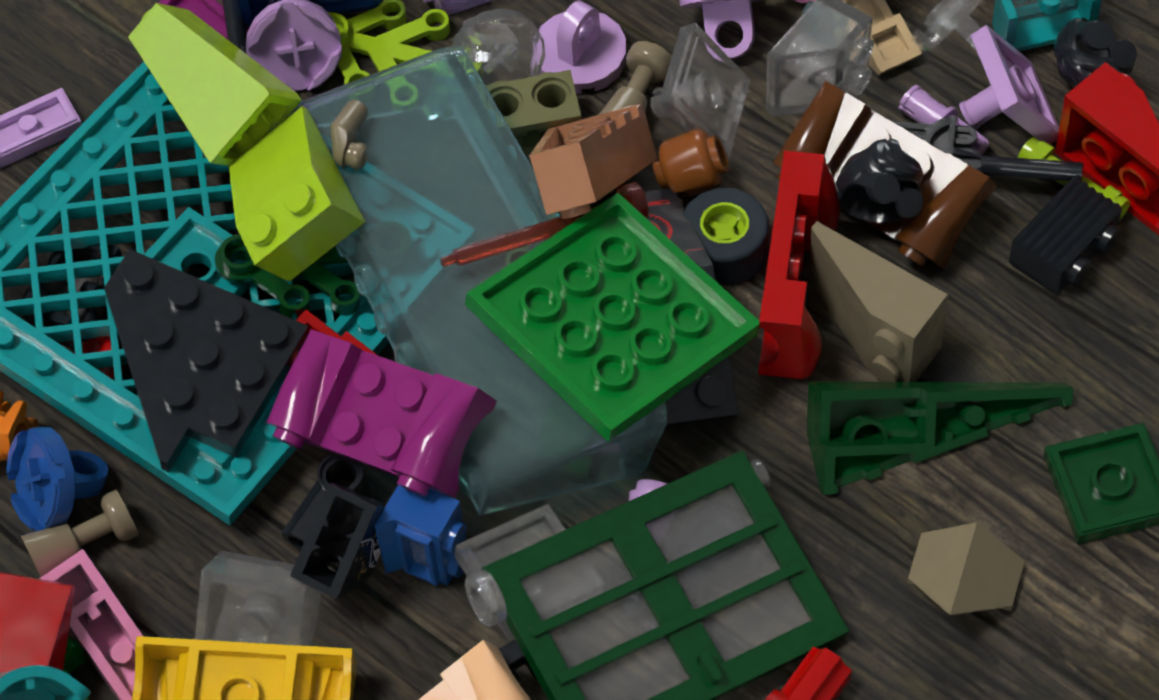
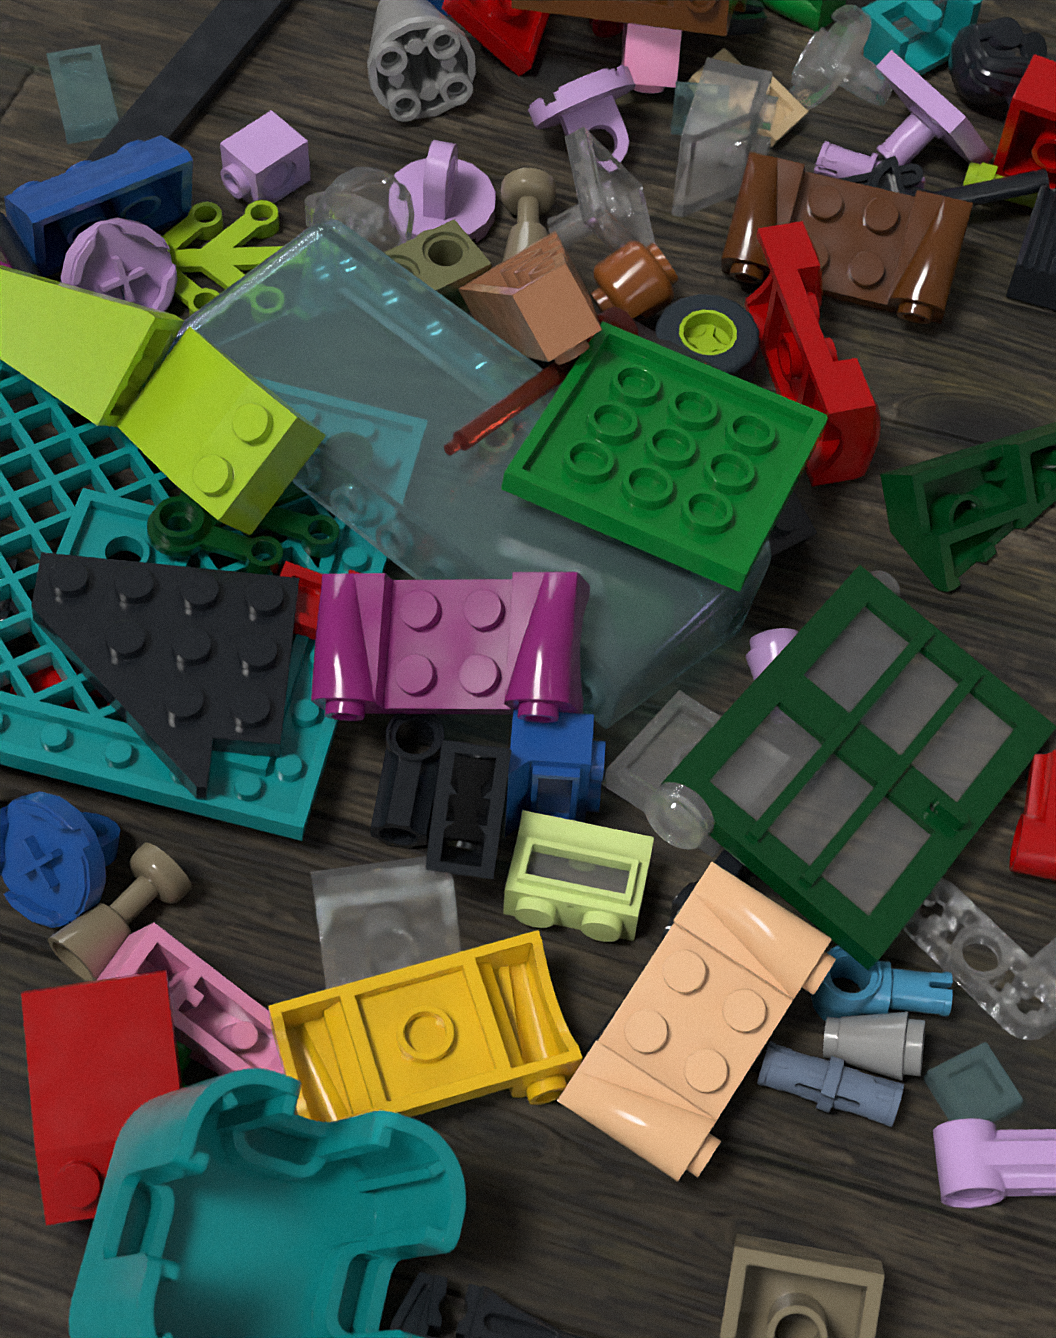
camera: 30 degrees left, 0 degrees up
(343, 130) = (255, 341): dark tan arm -> none
(414, 621) = (577, 876): none -> yellowish green window
(879, 307) = (922, 368): dark tan slope -> none
(881, 183) = (867, 239): black hair -> none

